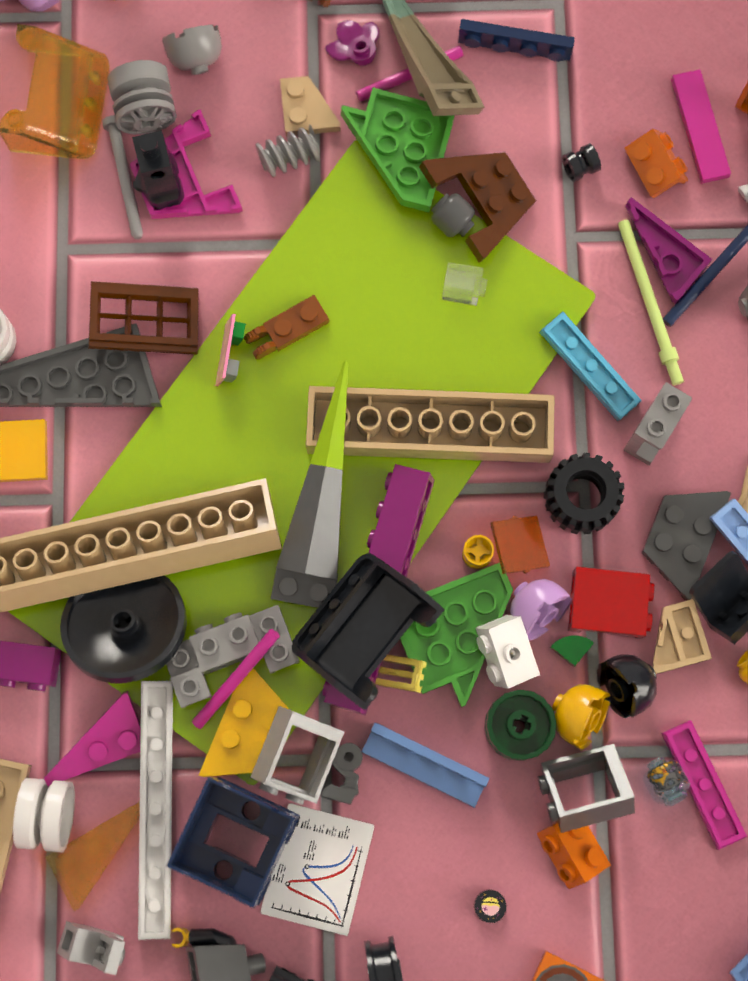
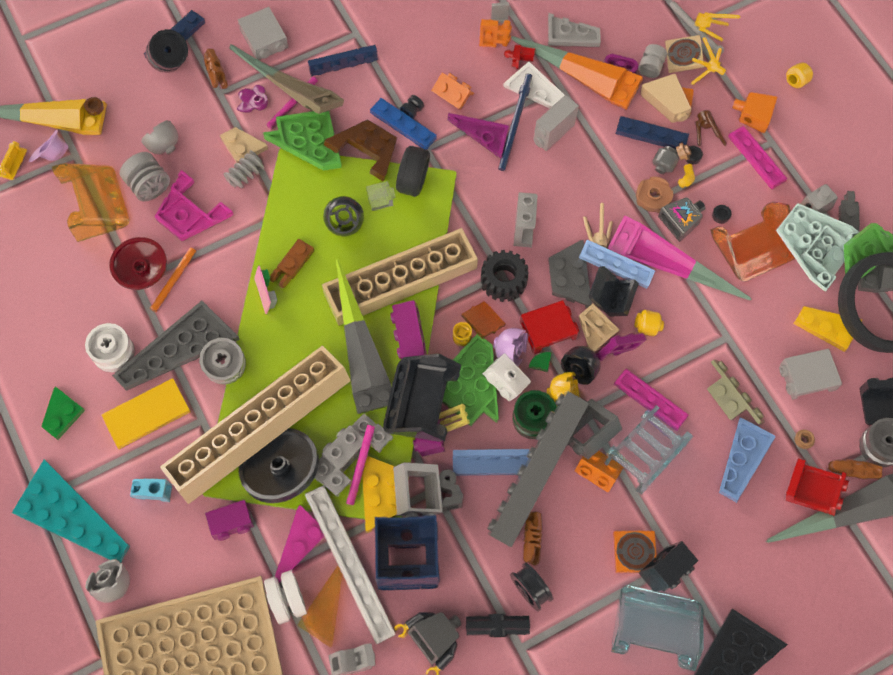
camera: 30 degrees left, 10 degrees down
(65, 212) = (133, 255): none -> dark red dish
(100, 432) = (211, 359): none -> light grey wheel
(114, 270) = (173, 279): none -> orange bar
(124, 176) = (133, 201): light grey bar -> none
(142, 343) = (208, 309): reddish brown piece -> none
(157, 171) = (174, 209): black piece -> none
(319, 871) = (464, 554): white sticker -> none
(386, 274) = (347, 202): none -> wheel
(425, 902) = (532, 539): none -> dark orange hinge
(453, 215) = (355, 162): dark grey head -> none
(481, 811) = (537, 469): none -> dark grey brick
(490, 906) = (569, 523): tile -> none
(527, 270) = (412, 171): none -> black tyre
(556, 182) = (403, 124): none -> blue plate
(590, 366) = (472, 209): medium azure tile -> none
(654, 894) = (655, 466): none -> clear light blue fence
(666, 781) = (630, 406): head -> none
(668, 354) = (511, 184): yellowish green bar -> none
(697, 682) = (621, 344): none -> magenta wing
(700, 126) = (466, 62): dark pink tile -> none

